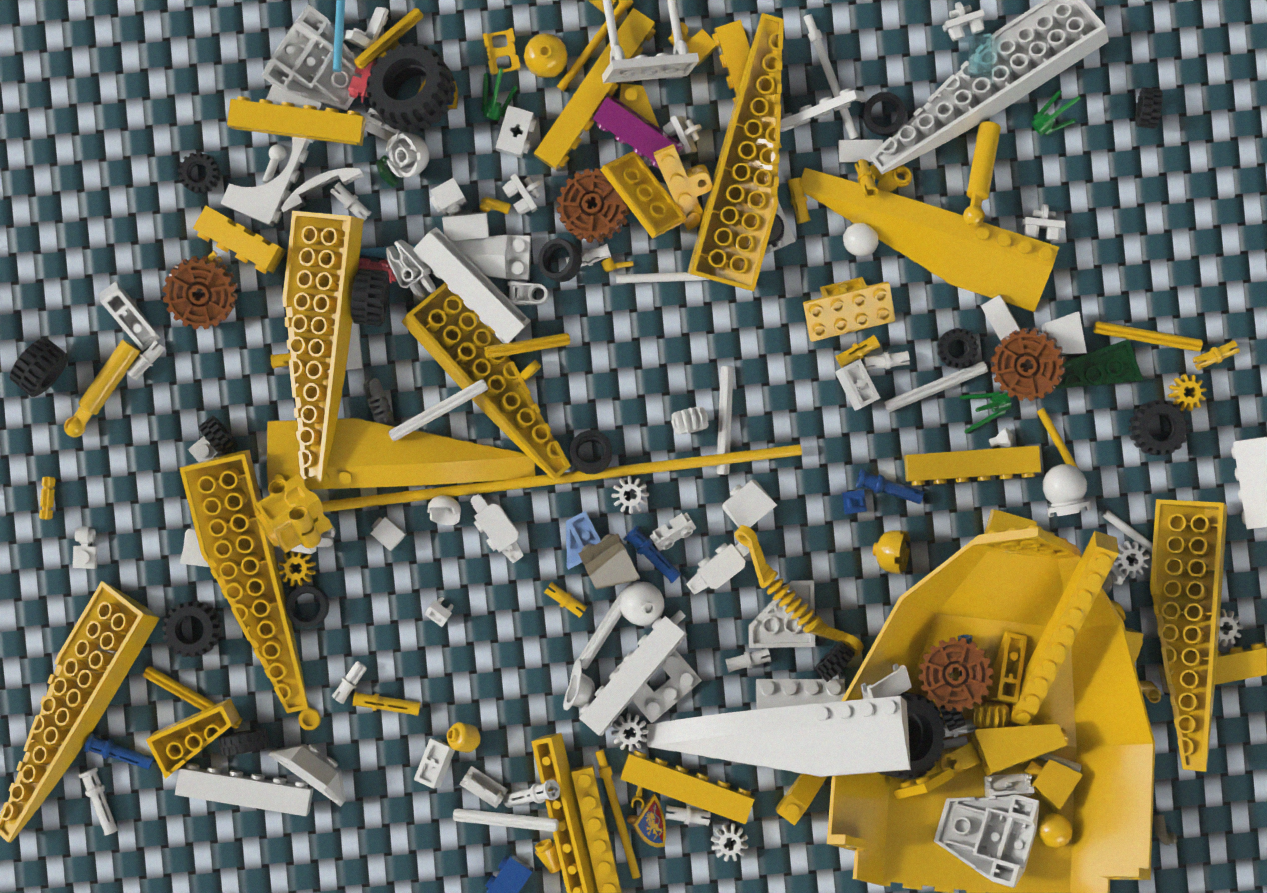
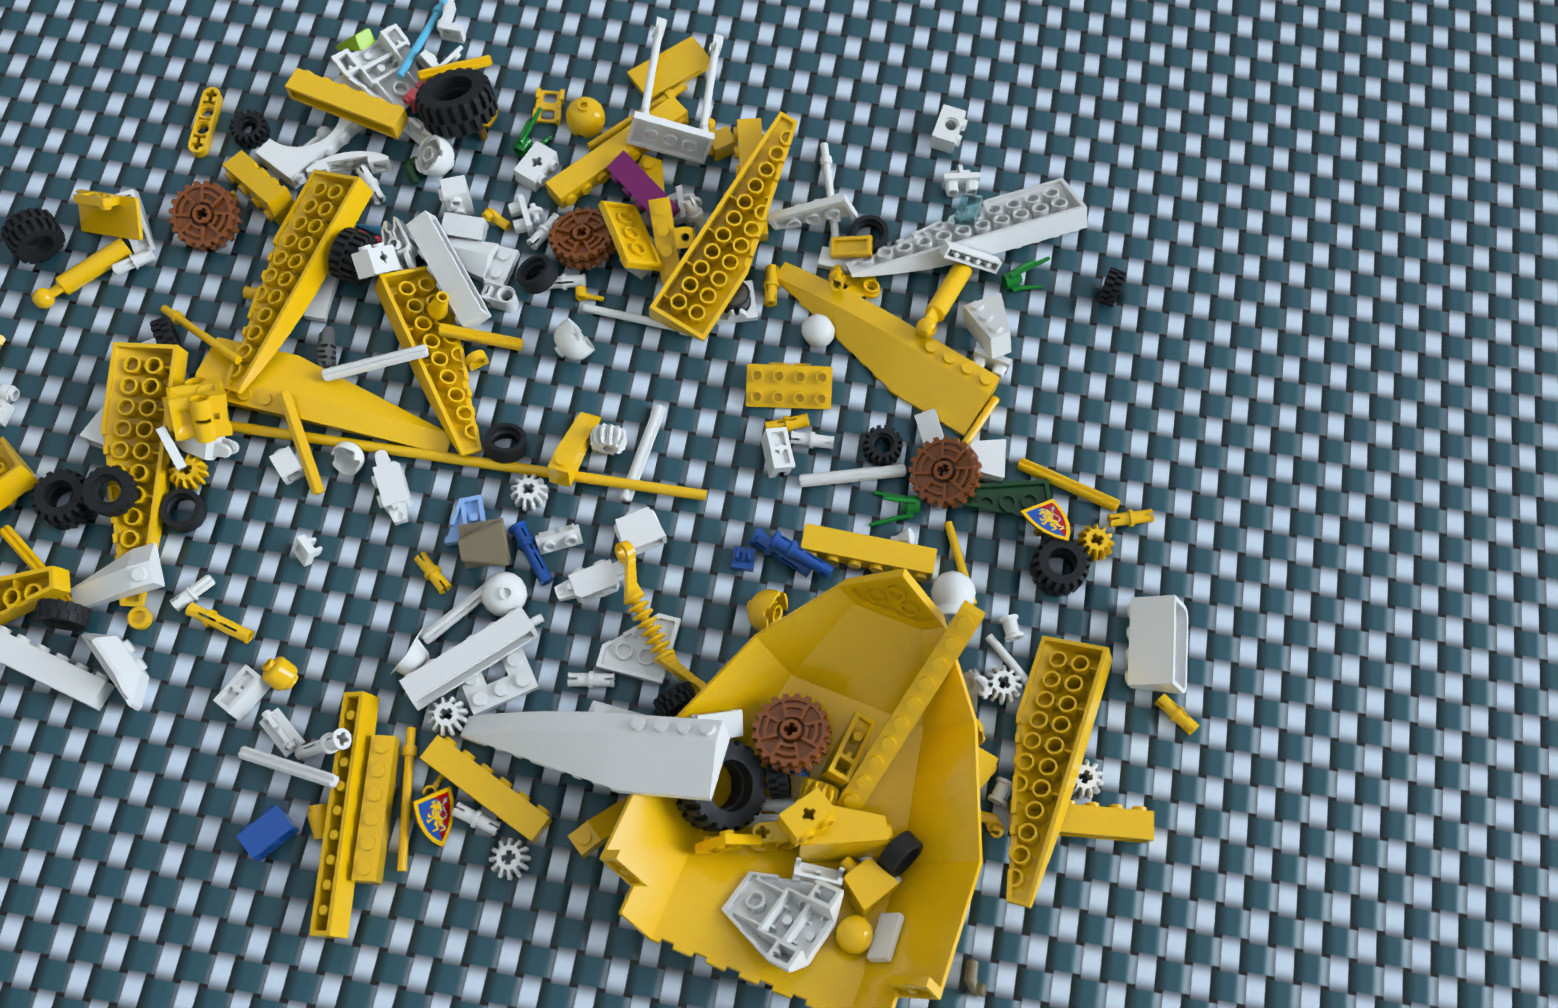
camera: 10 degrees right, 20 degrees down
(105, 321) = (109, 214): none -> yellow bracket
(152, 175) = (208, 122): none -> yellow beam
(217, 410) = (178, 319): none -> yellow bar
(233, 631) = (97, 478): none -> black tyre
(272, 37) = (357, 42): none -> lime slope
(281, 558) = (171, 448): none -> white tile
(282, 689) = (126, 576): none -> white wedge
(395, 510) = (301, 442): none -> yellow axle
(400, 302) = (375, 260): none -> white brick
(477, 330) = (438, 307): none -> yellow cone
(548, 205) = (542, 232): none -> white pin
(620, 325) = (571, 341): none -> white cylinder
(659, 438) = (572, 450): none -> yellow slope
(700, 145) = (694, 212): none -> white pin
(871, 137) = (851, 247): none -> yellow tile
(901, 487) = (792, 550): none -> blue pin
(995, 735) = (813, 806): none -> yellow brick
(997, 116) = (970, 257): none -> white piece
(1034, 189) = (989, 325): none -> white wedge
(1045, 295) = (981, 420): none -> yellow bar
(1076, 747) = (900, 854): none -> black tyre
(1083, 825) = (885, 937): none -> white tile
(1125, 501) = (1011, 628): none -> white bush
(1140, 386) = (1048, 519): none -> shield
(1151, 660) = (1001, 792): none -> white bush

